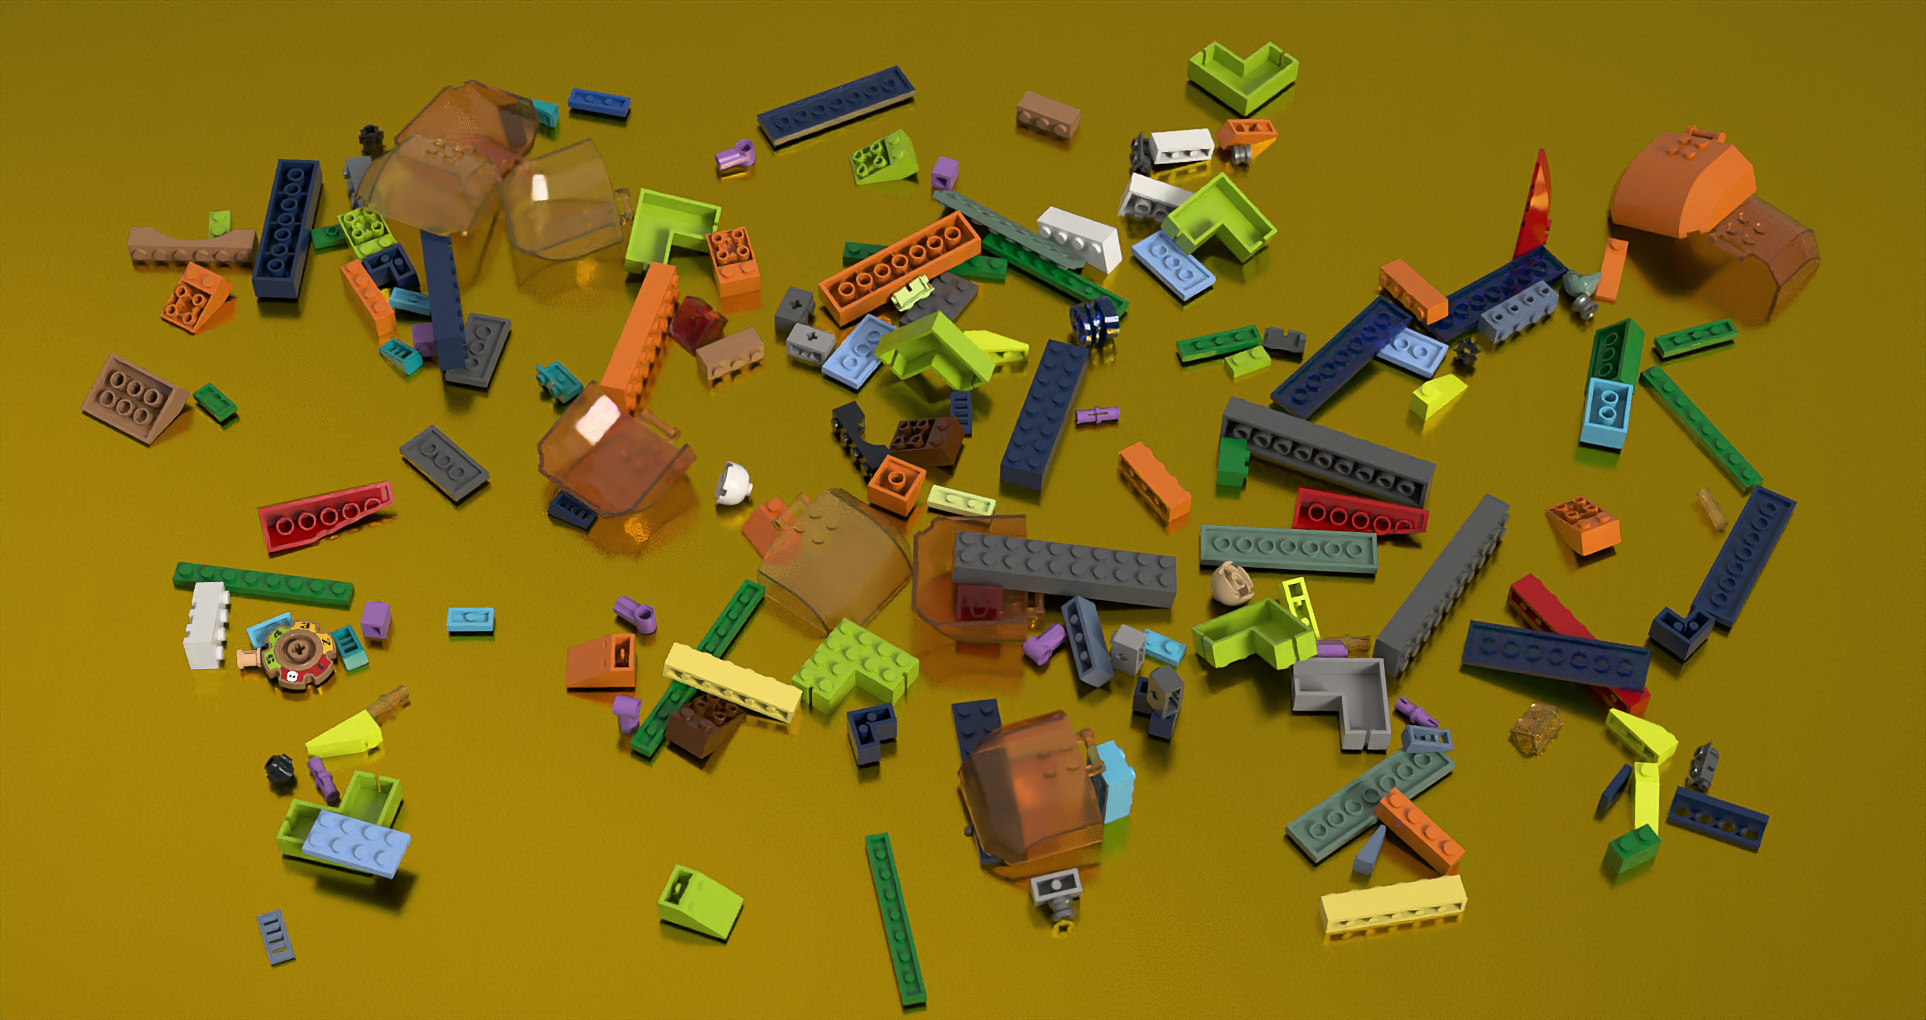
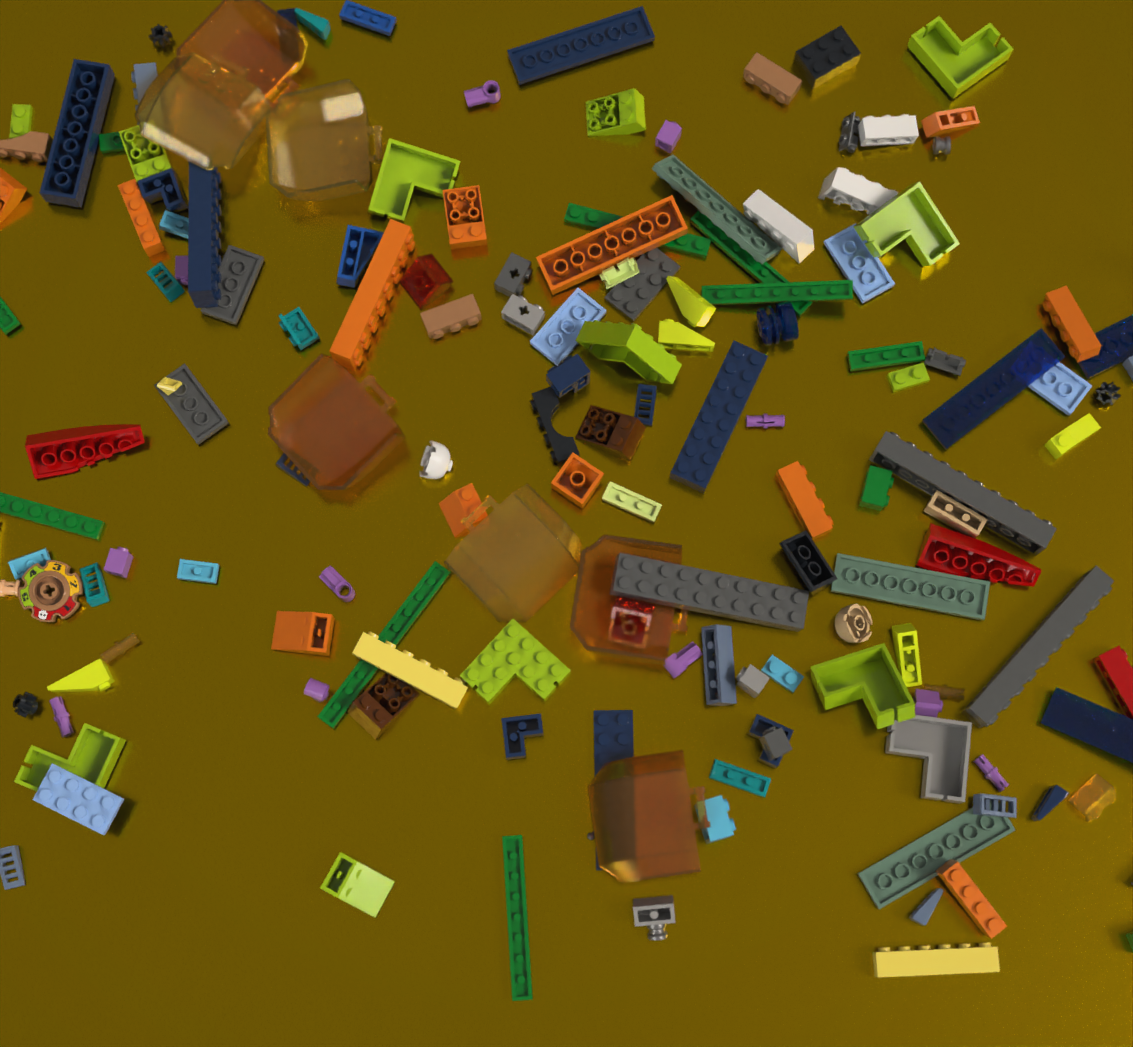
camera: 10 degrees right, 25 degrees up
(418, 445) = (169, 385): none -> light yellow slope
(615, 305) = (356, 254): none -> blue wedge
(873, 387) = (568, 376): none -> dark blue brick
(1000, 317) = (690, 303): none -> neon yellow slope
(1063, 298) = (778, 292): none -> green plate
(1103, 90) = (827, 57): none -> black brick
(1139, 753) = (739, 778): none -> teal tile
(1168, 533) = (808, 562): none -> black slope
(1323, 473) = (955, 514): none -> tan brick
(1491, 730) = (1050, 800): none -> dark blue slope

